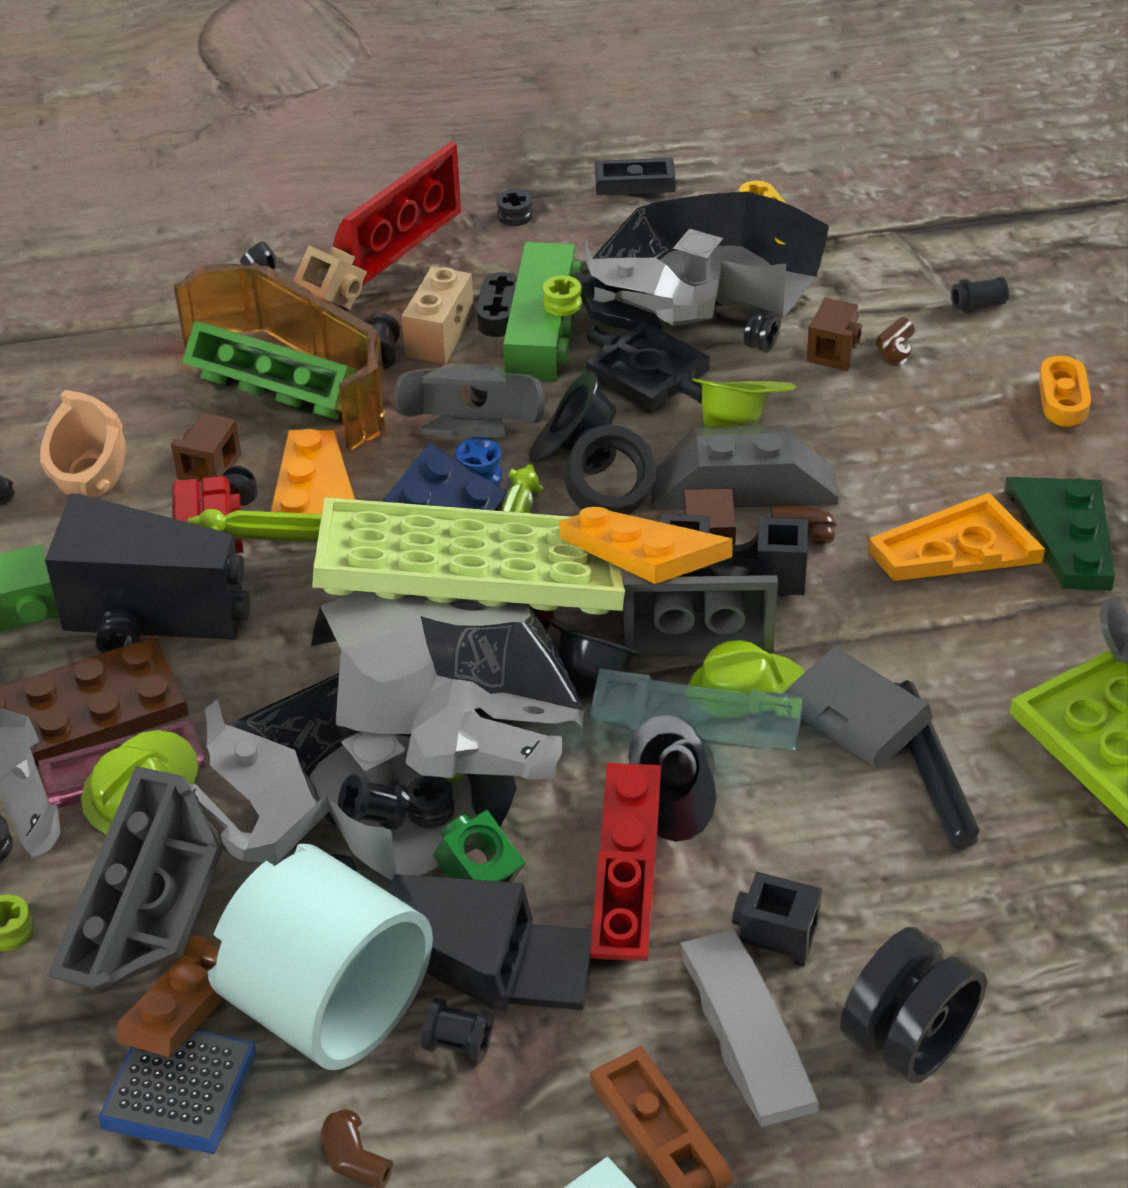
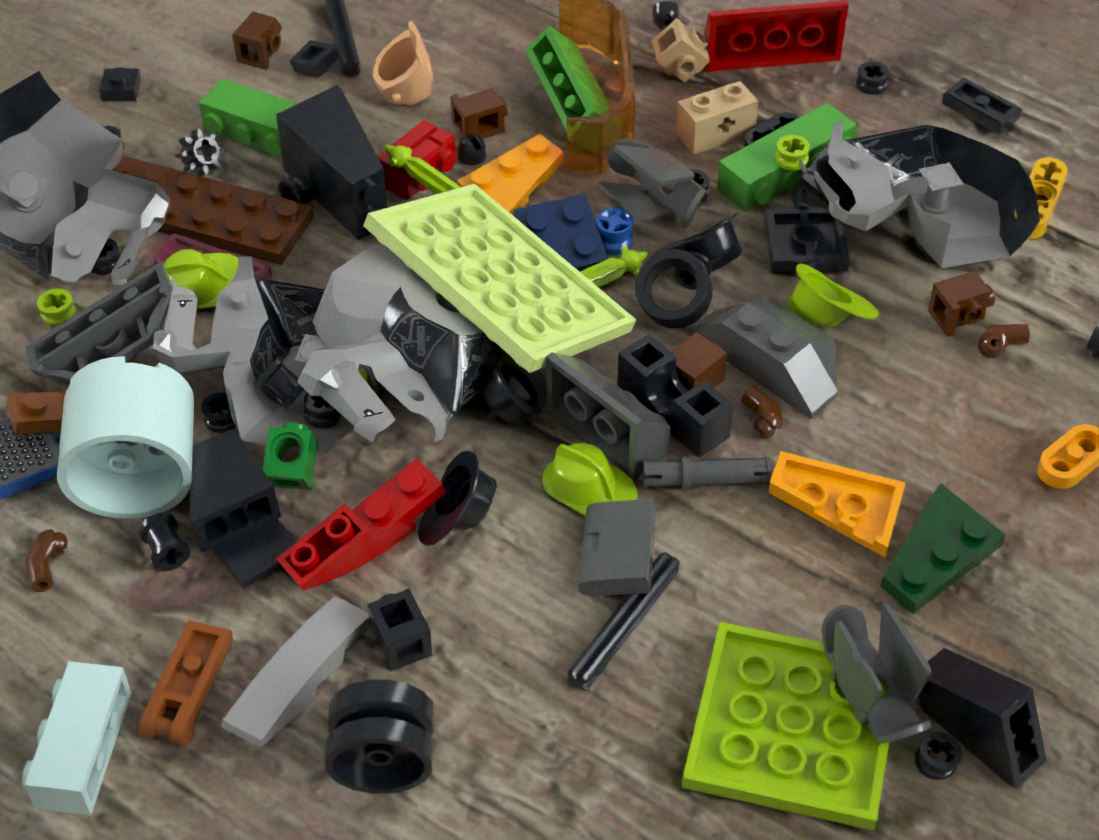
camera: 45 degrees right, 5 degrees up
(380, 322) = (647, 111): black bush -> none
(642, 545) = (599, 343): light orange wing -> none
(717, 715) = (520, 470): clear light blue slope -> none
(762, 330) = (914, 267): black bush -> none
(820, 608) = (705, 471): none -> dark grey pin

